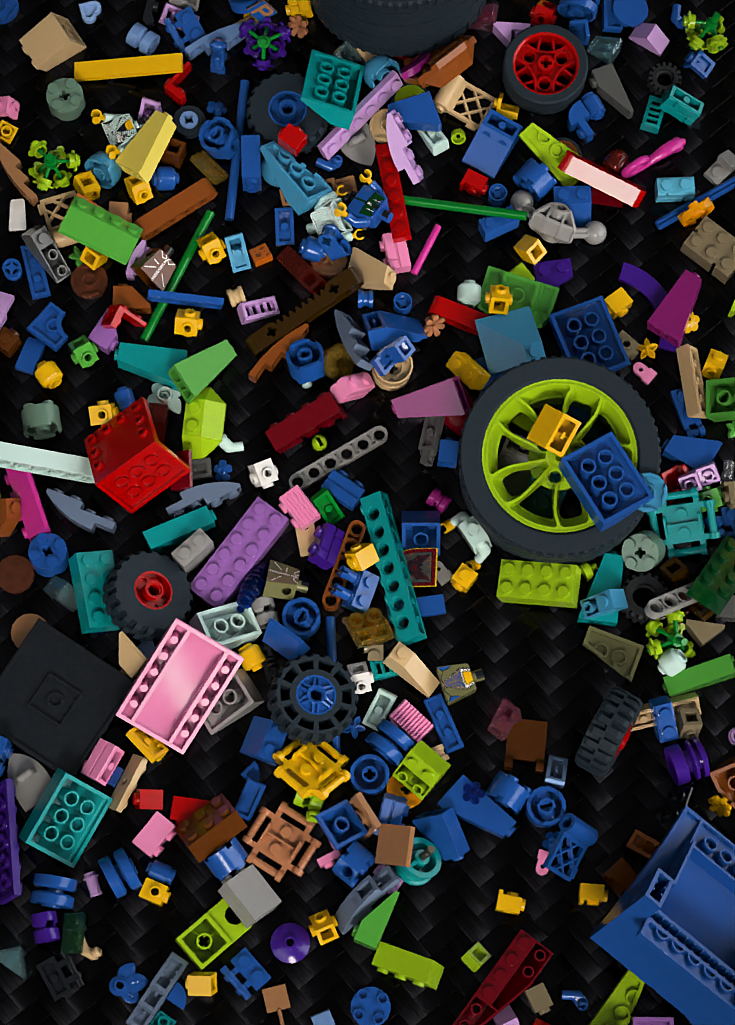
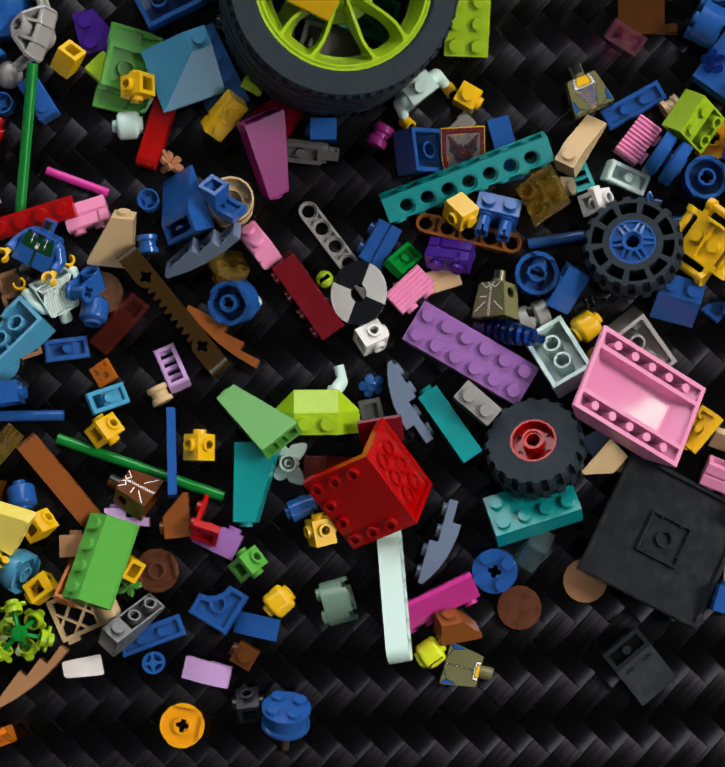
camera: 95 degrees left, 10 degrees up
(316, 473) = (376, 293): none -> sticker

